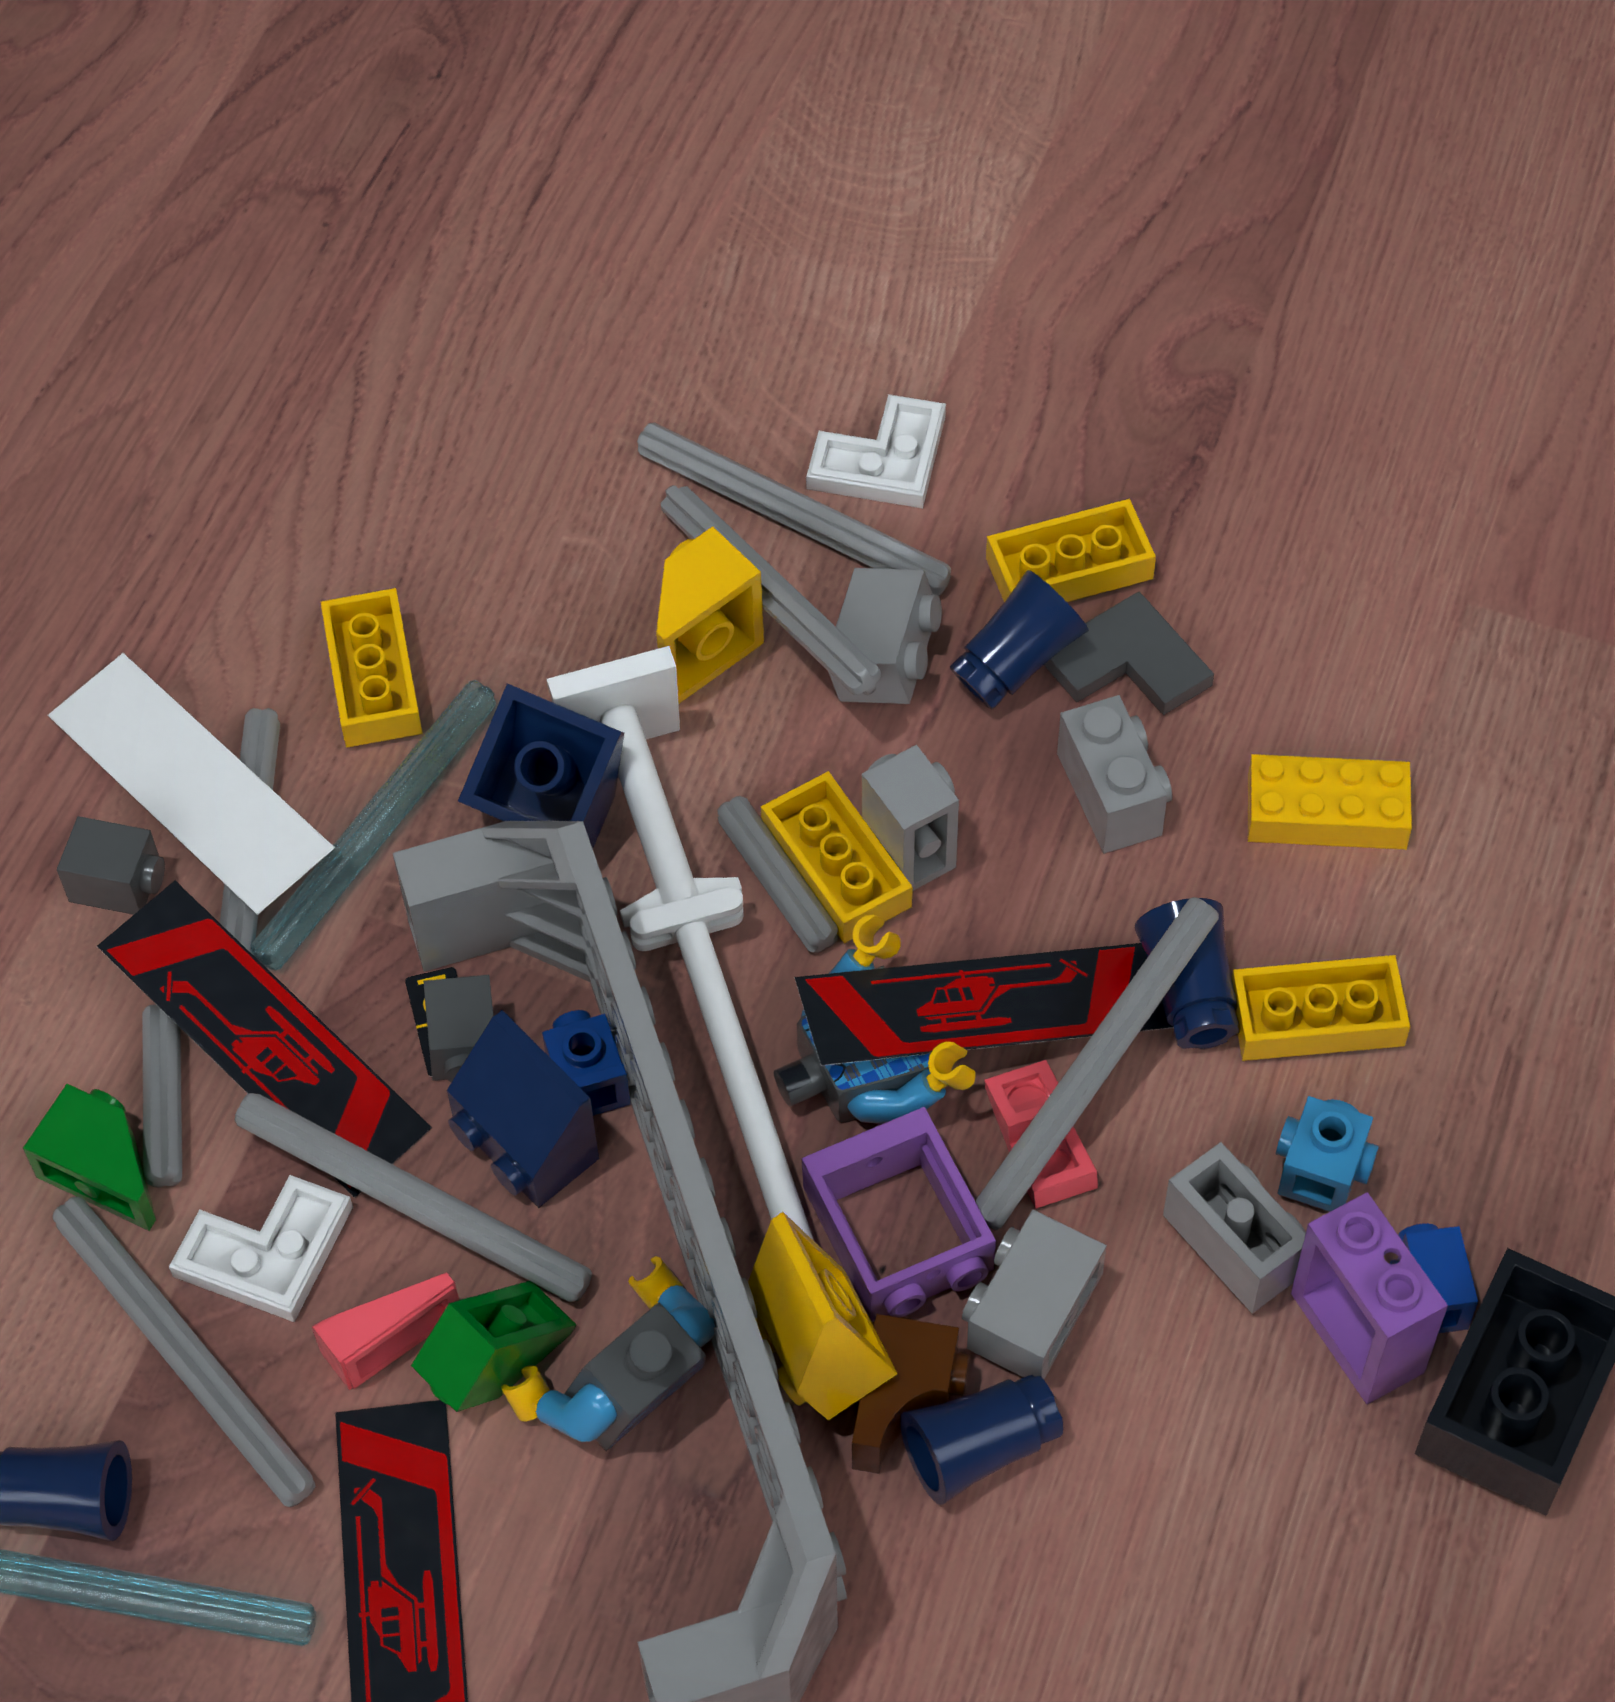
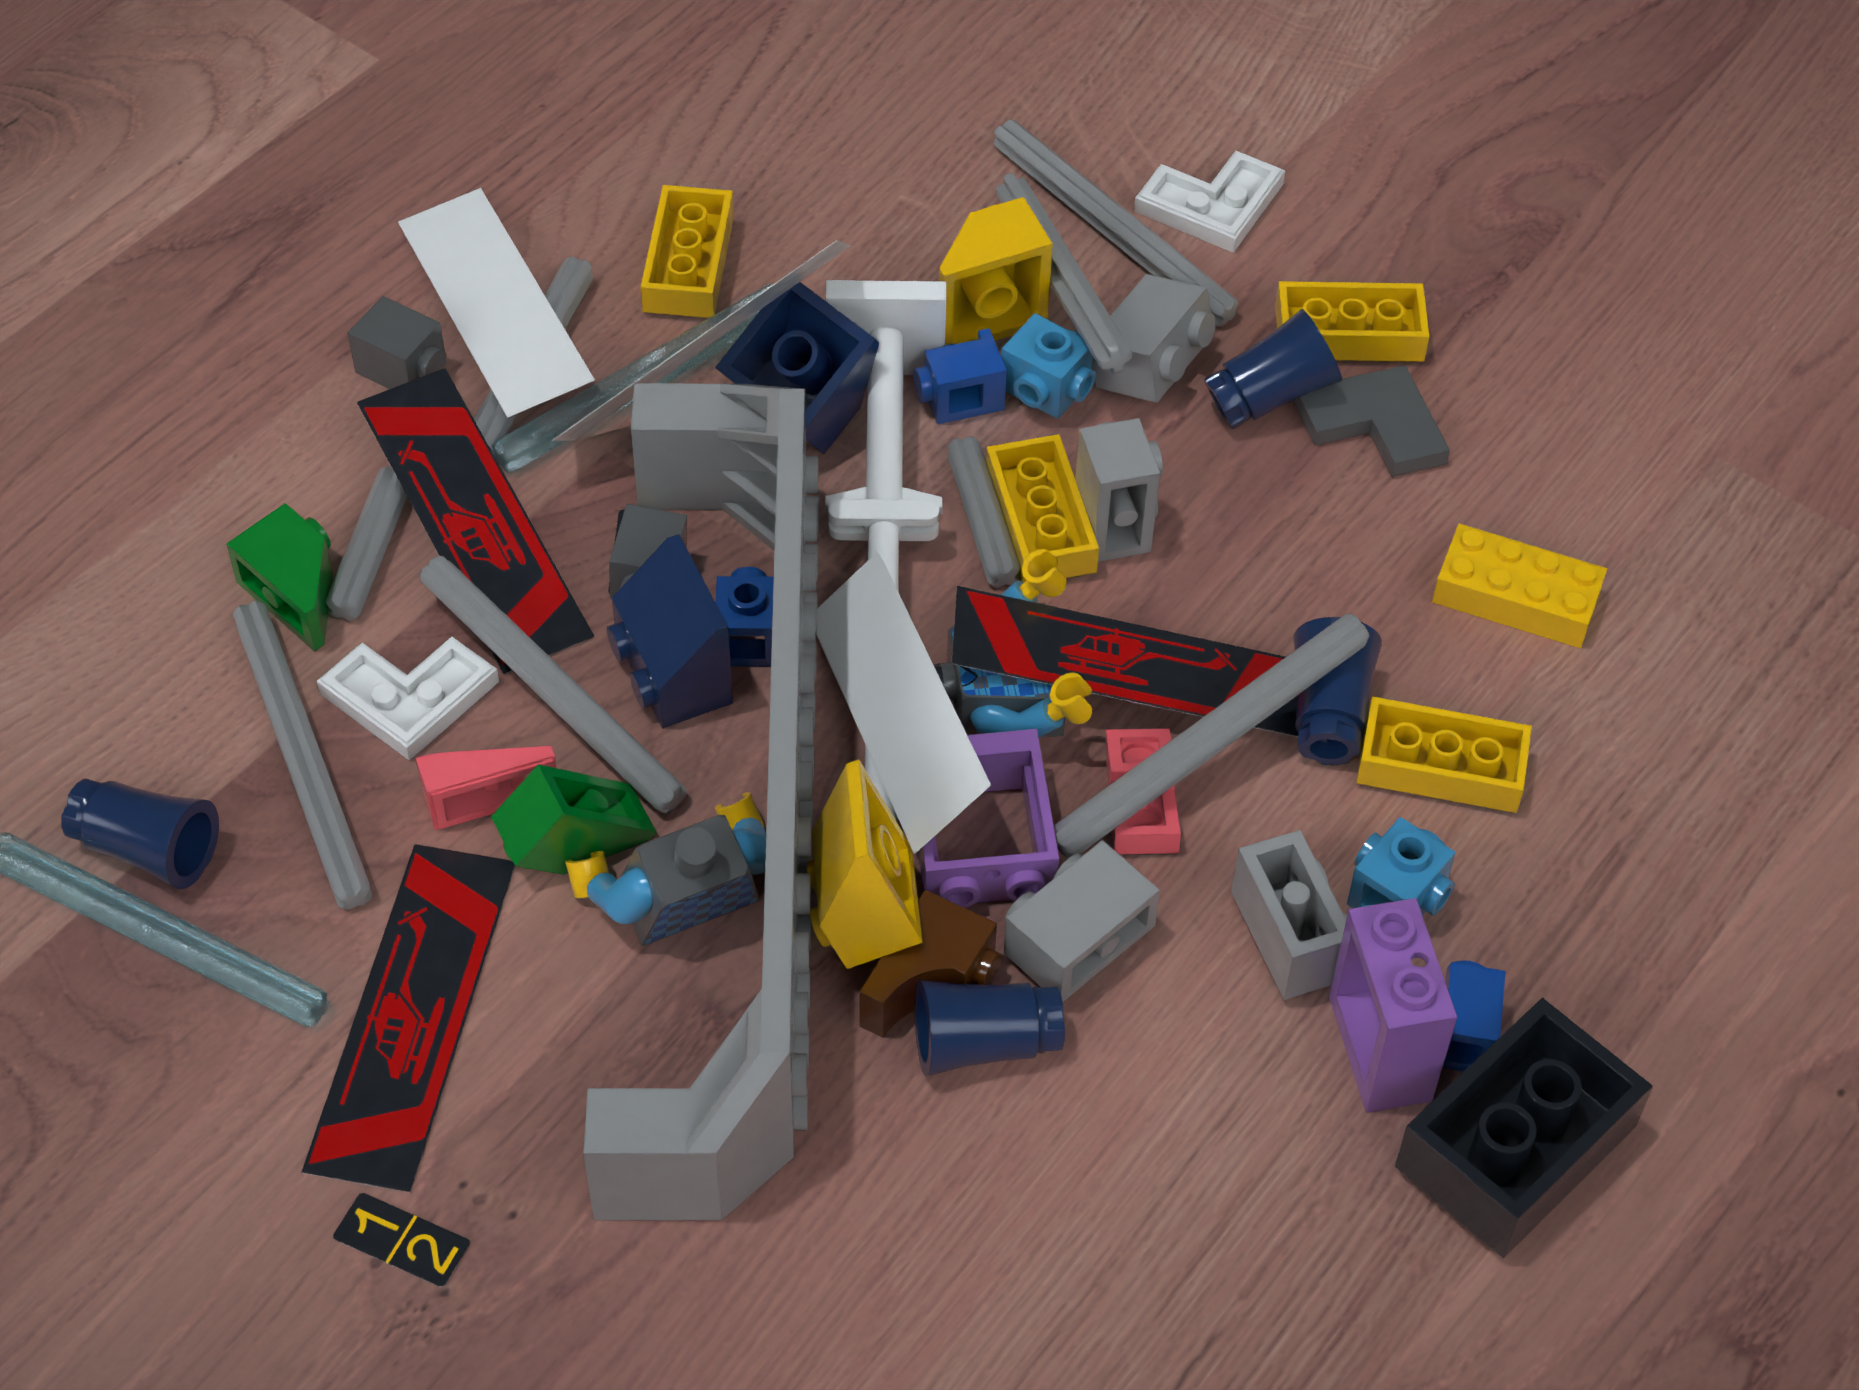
camera: 15 degrees right, 5 degrees down
(444, 784) = (705, 339): none -> white sticker
(706, 734) = (962, 379): none -> blue brick
(781, 1121) = (899, 703): none -> white sticker
(789, 698) = (1047, 366): none -> dark azure brick
(1113, 774) = (1322, 506): light grey brick -> none

